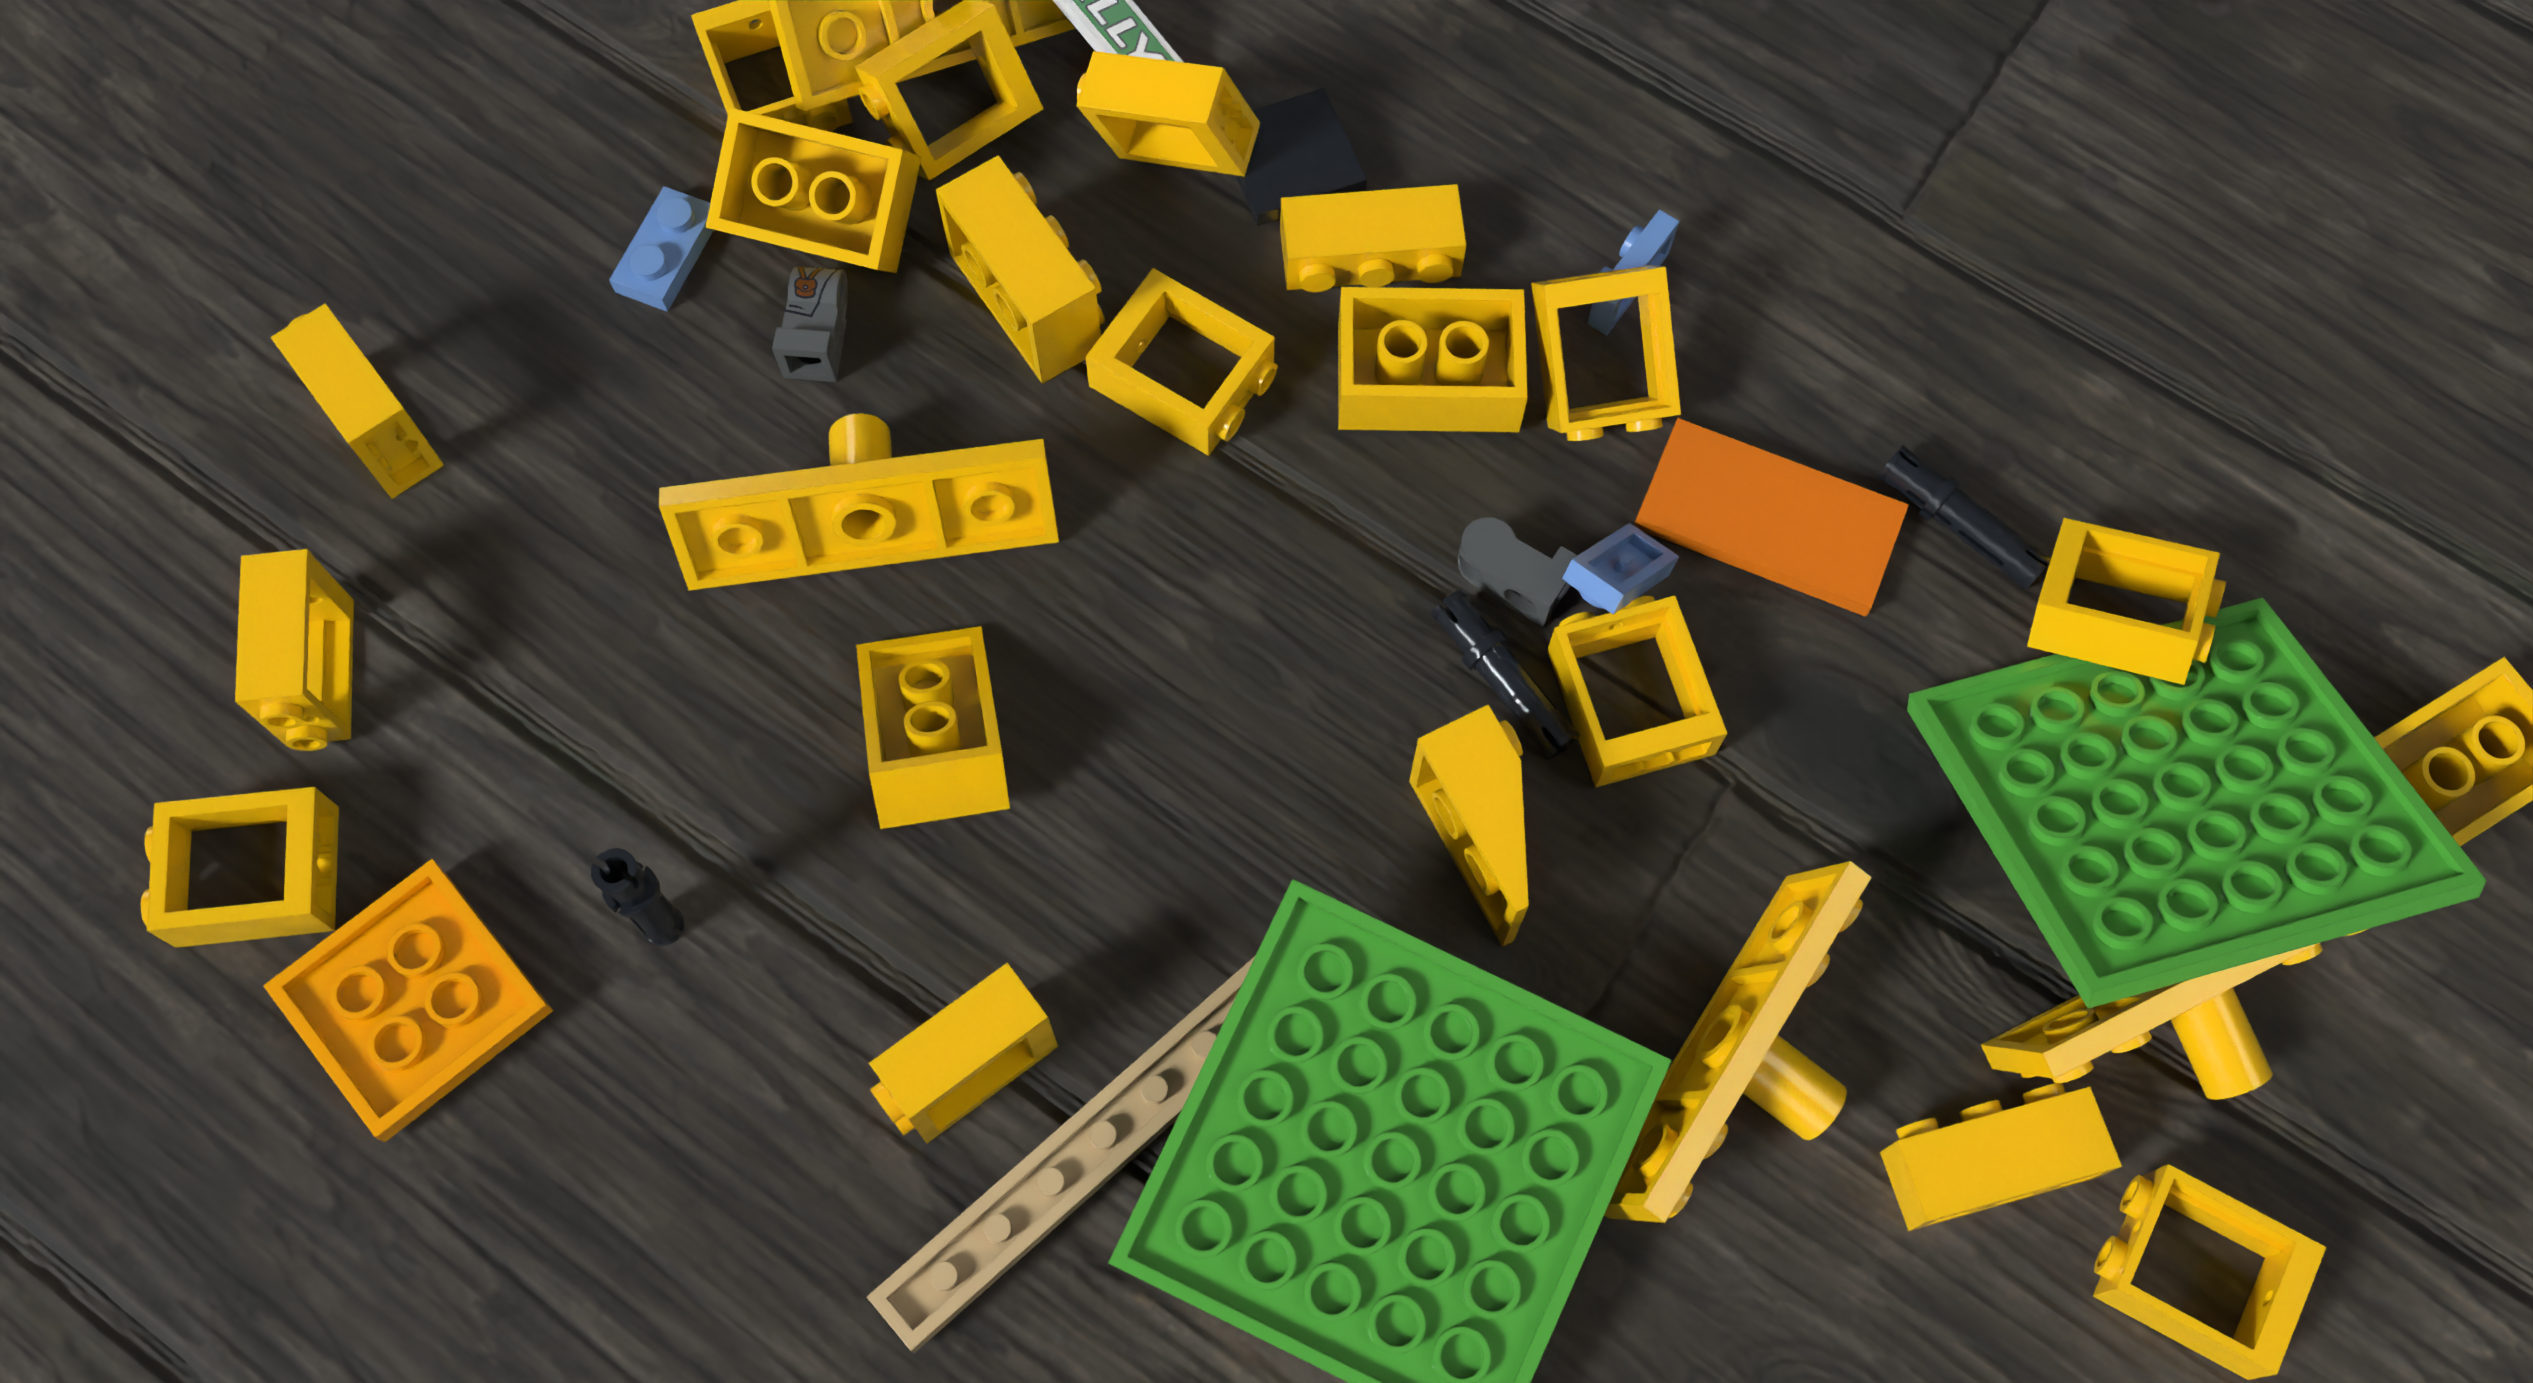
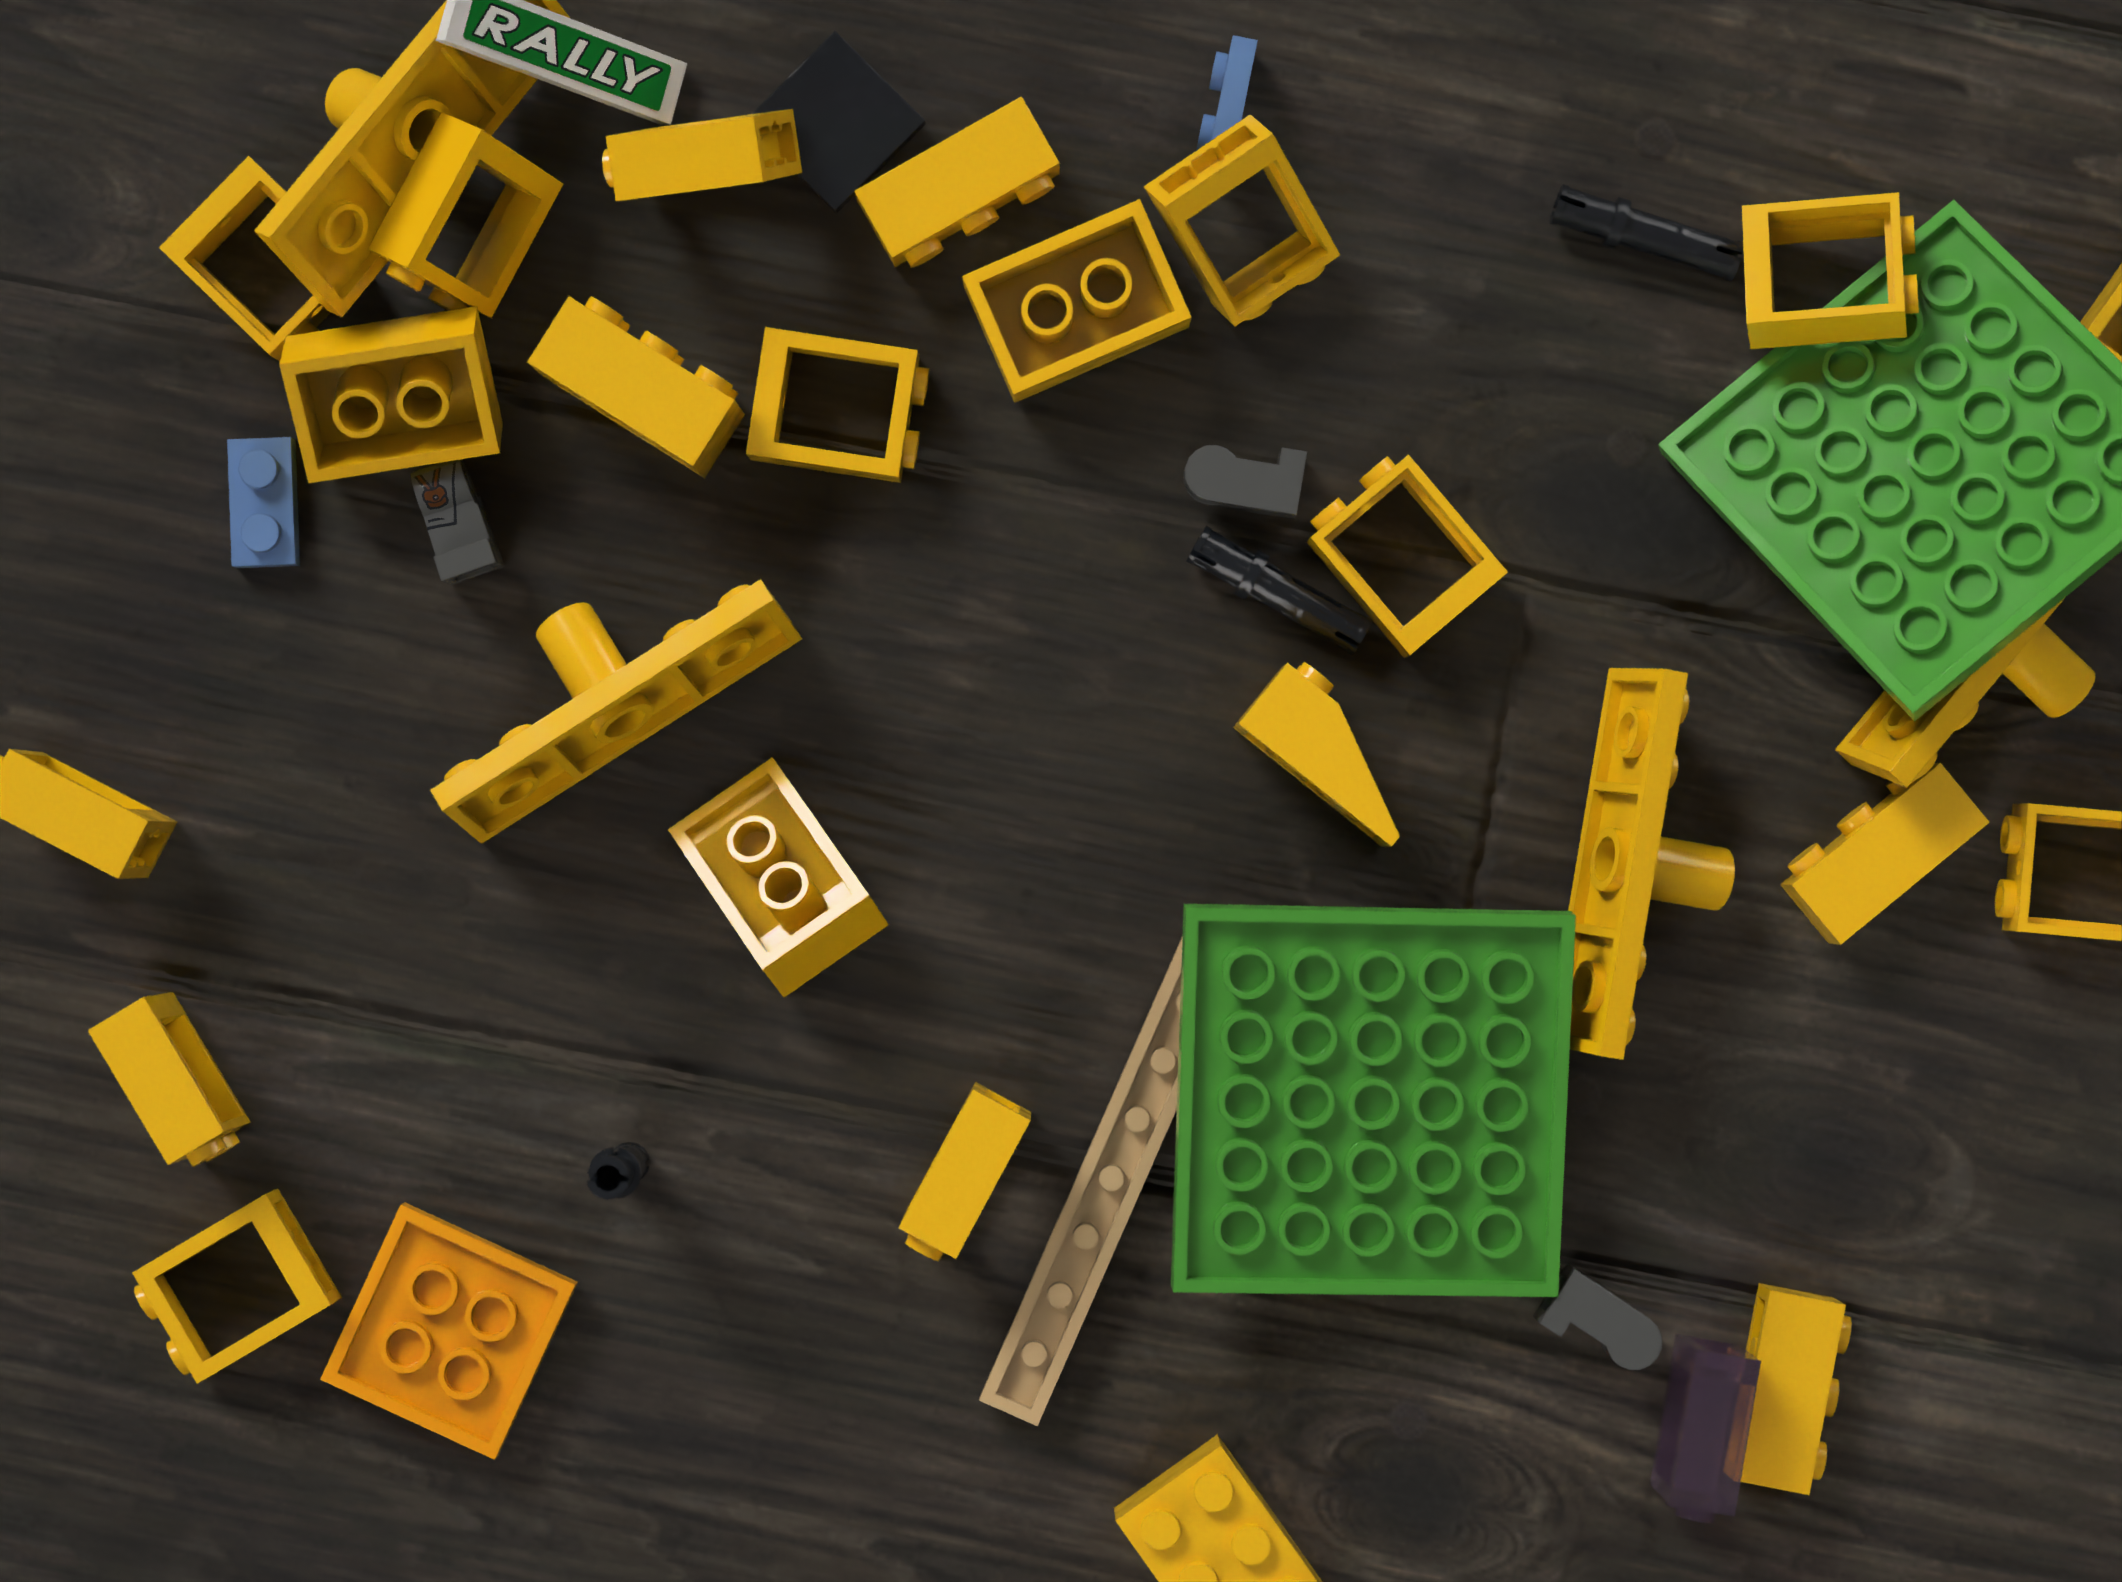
camera: 25 degrees left, 20 degrees up
(1620, 568) = (1346, 442): medium blue plate -> none
(1771, 517) = (1463, 310): orange tile -> none

